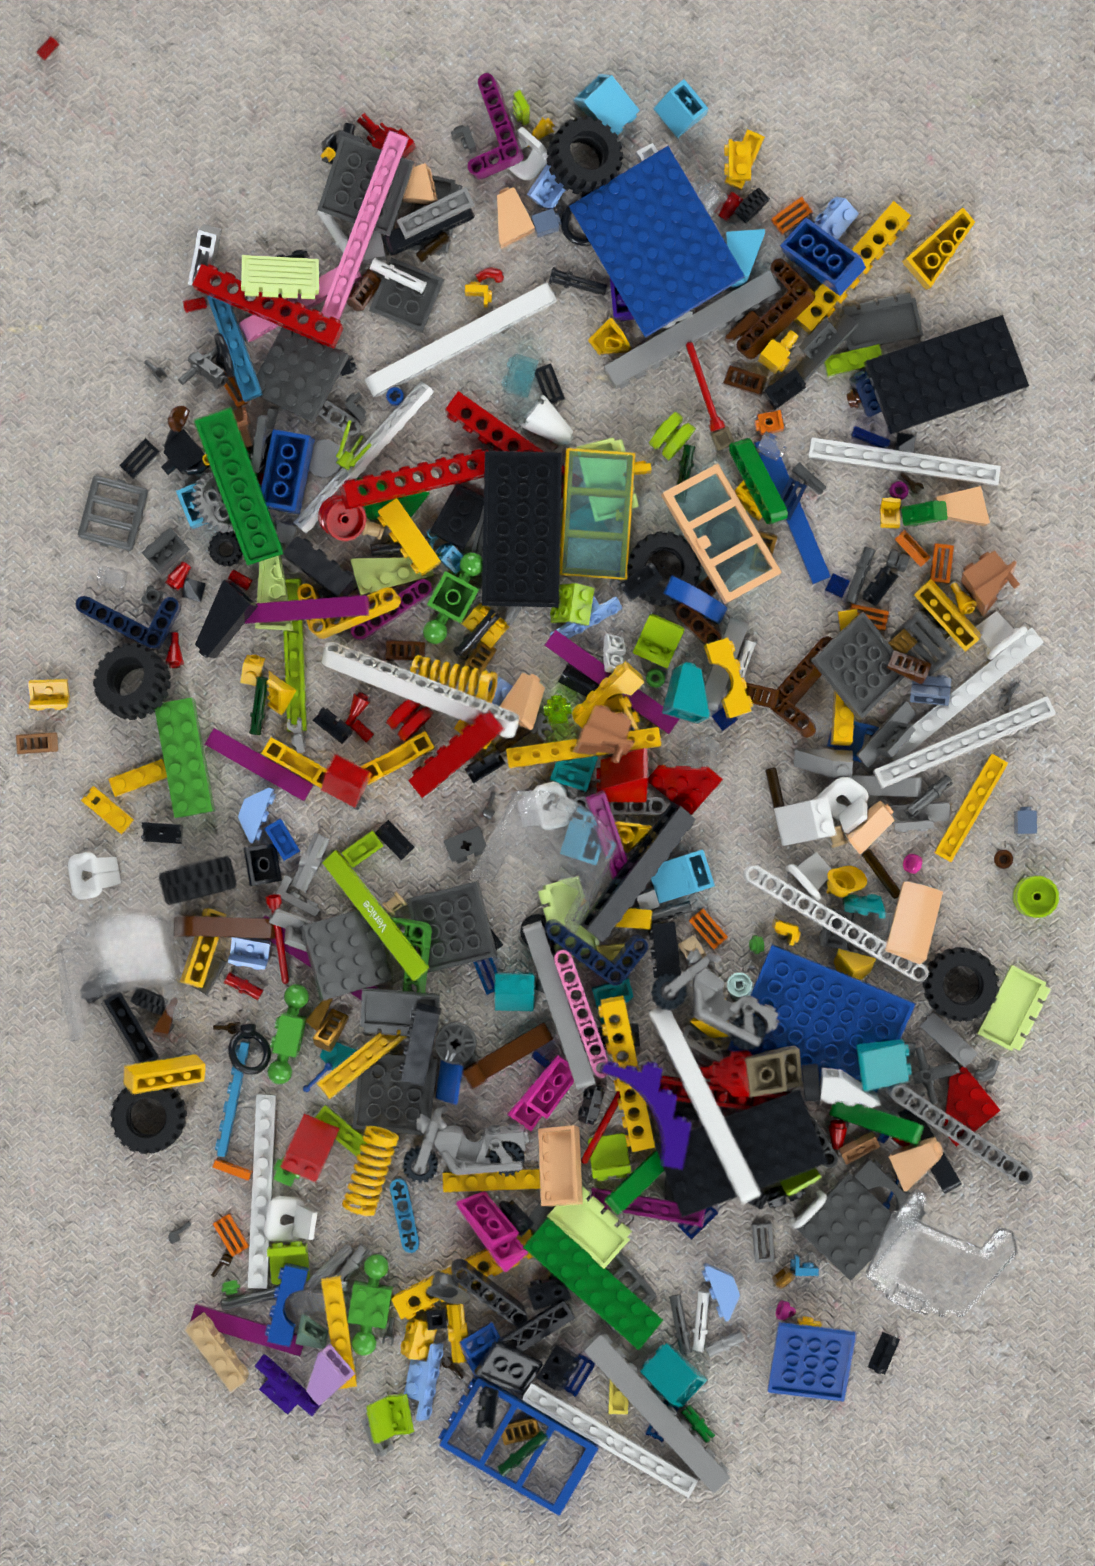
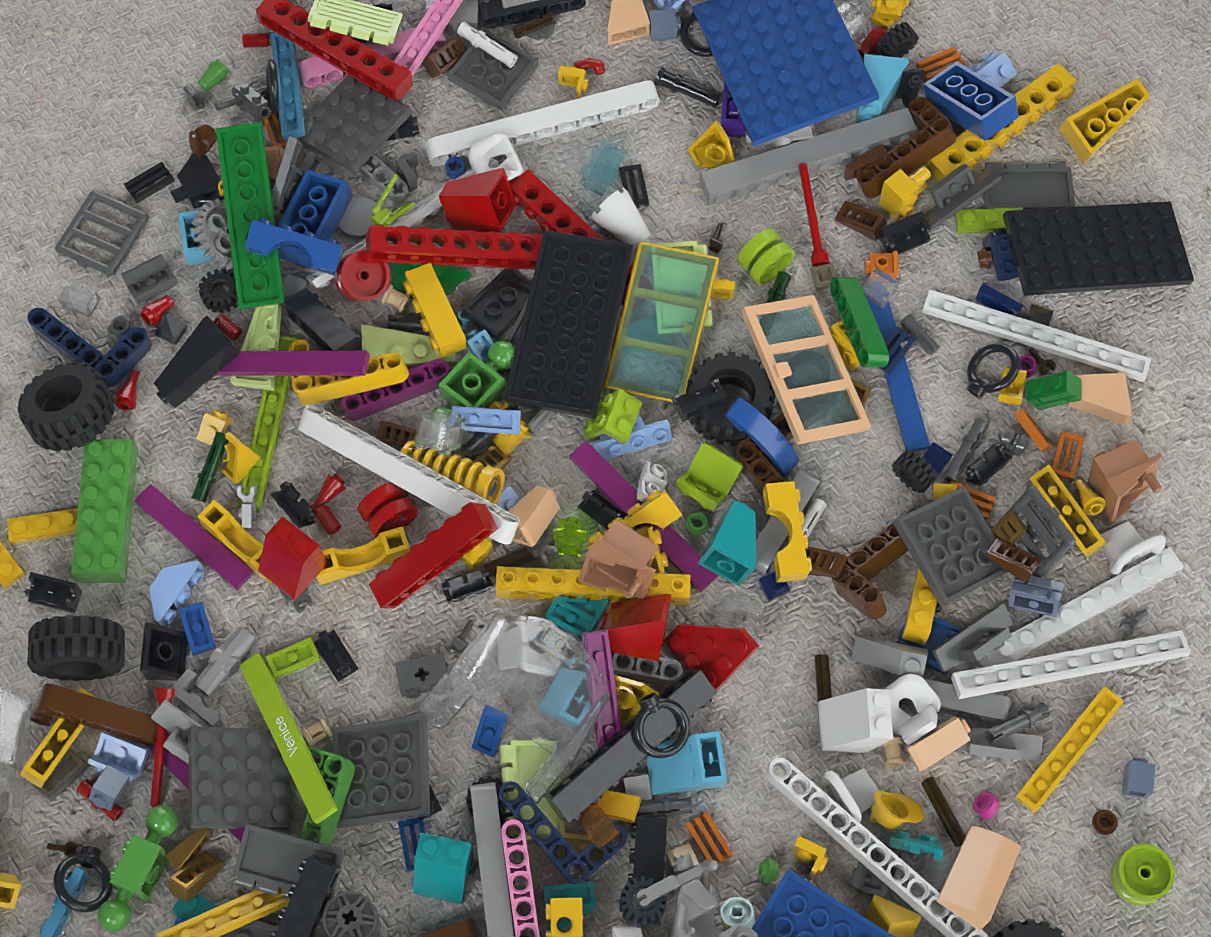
camera: 10 degrees right, 20 degrees down
(167, 346) = (213, 75): none -> bright green cone
(249, 979) = (108, 788): none -> sand blue brick
(258, 508) = (265, 238): none -> blue arch
(424, 432) = (478, 201): none -> red slope
(426, 377) = (493, 146): none -> white piece
(437, 647) = (439, 430): none -> clear brick
(472, 629) = (490, 419): none -> light blue tile
(527, 879) = (490, 731): none -> blue plate
(624, 940) = (598, 825): none -> clear orange slope
(627, 427) = (716, 244): none -> dark brown hand
(647, 844) = (649, 705): none -> black piece
(769, 249) = (909, 85): none -> black hinge
(821, 604) = (914, 471): none -> black tyre
(861, 516) = (977, 386): none -> black piece

